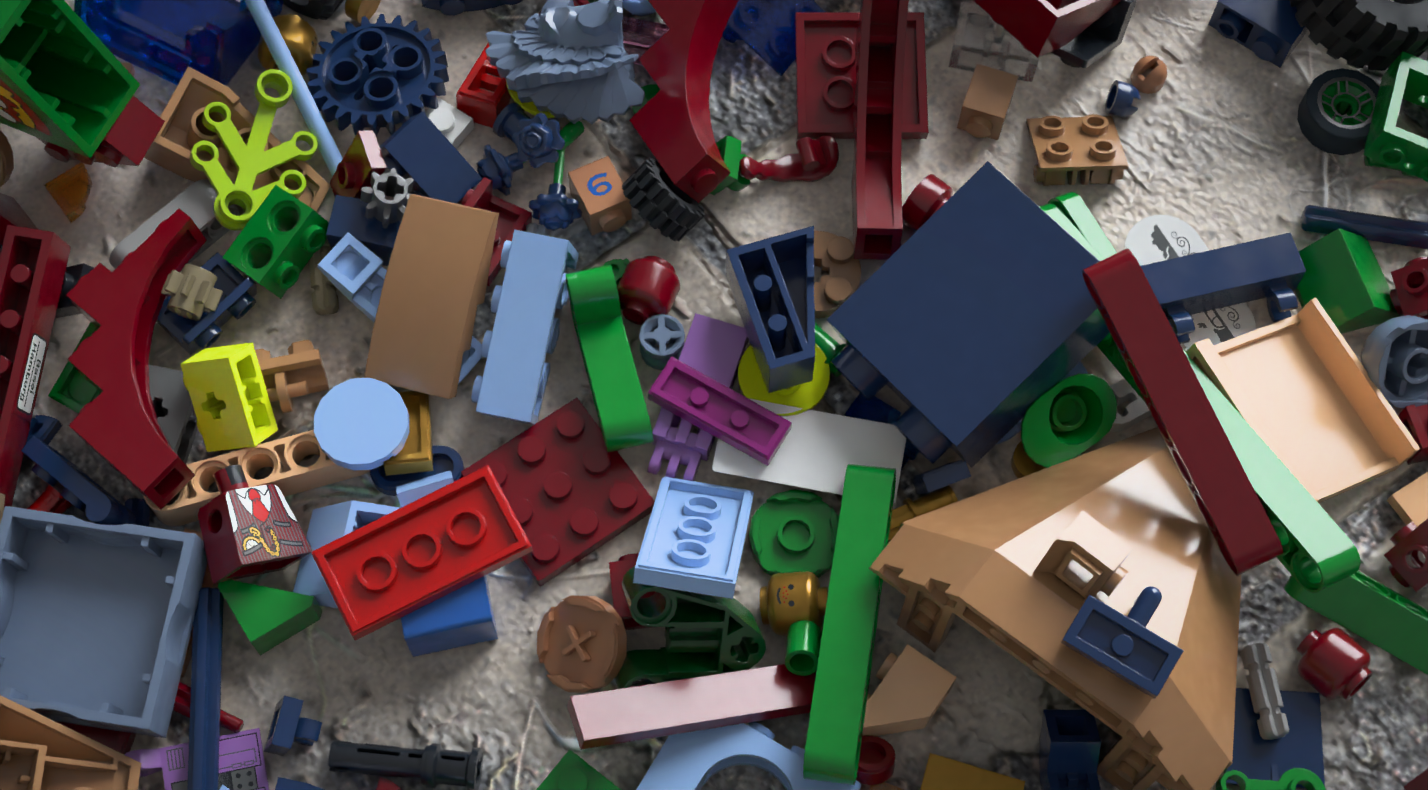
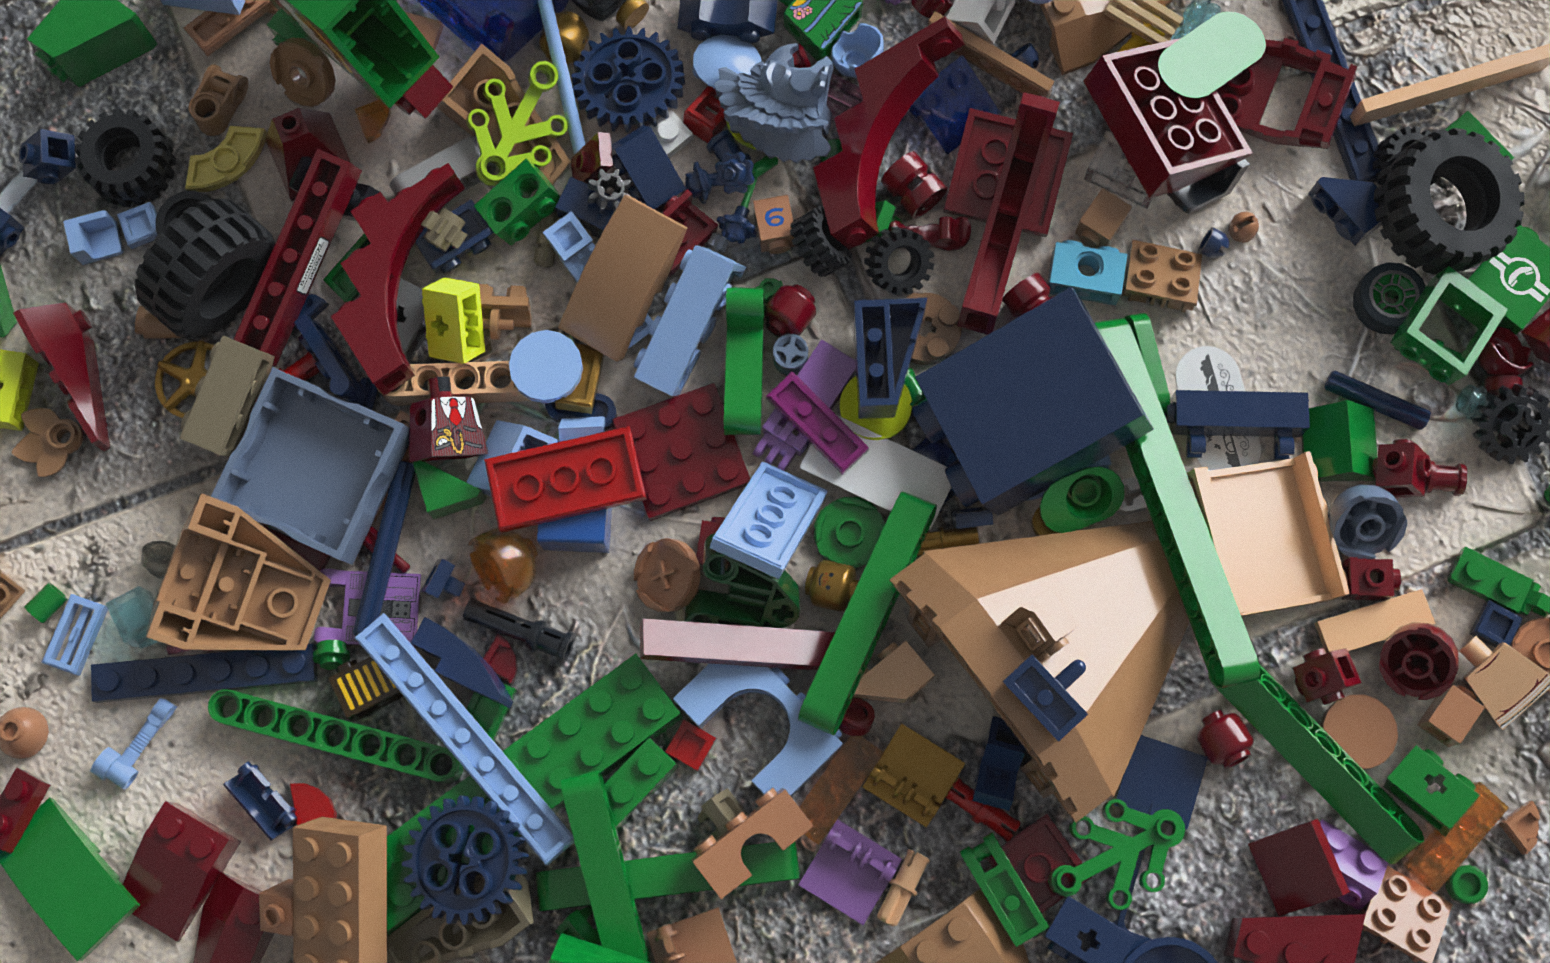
camera: 20 degrees right, 10 degrees up
(366, 682) = (504, 562): none -> clear orange cylinder
(474, 21) = (723, 52): none -> light blue dish
(740, 199) = (918, 263): none -> black tyre
(749, 110) = (905, 176): none -> dark red wheel
(803, 647) = (827, 622): green hinge -> none
(1006, 147) = (1106, 262): none -> medium azure brick
(1182, 412) = (1157, 525): dark red beam -> none
(1264, 691) = (1165, 745): light grey axle -> none

